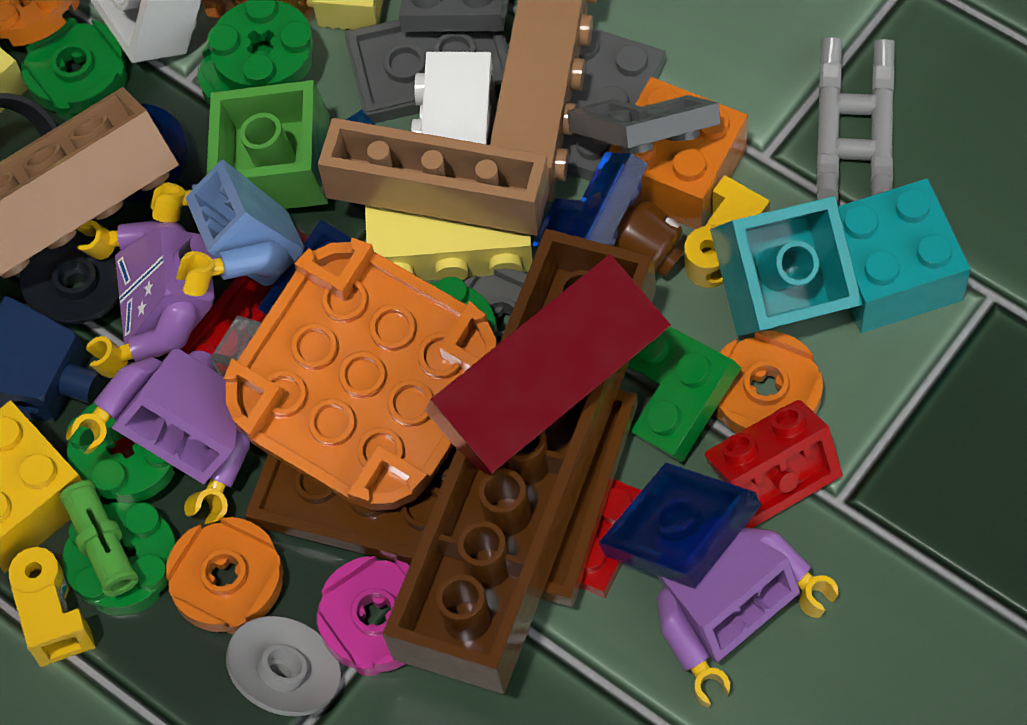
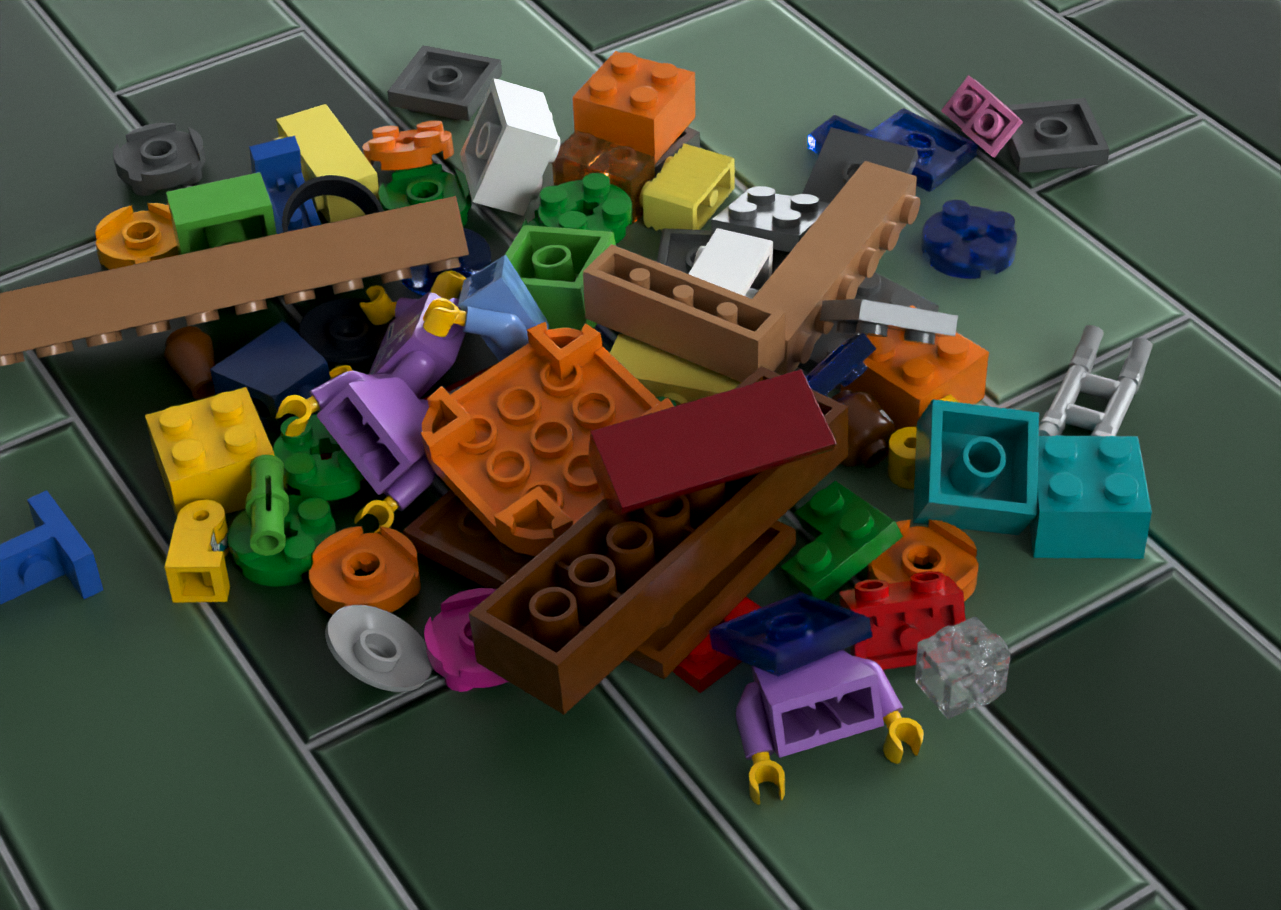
camera: 15 degrees right, 20 degrees down
(850, 500) = (962, 667): none -> clear brick

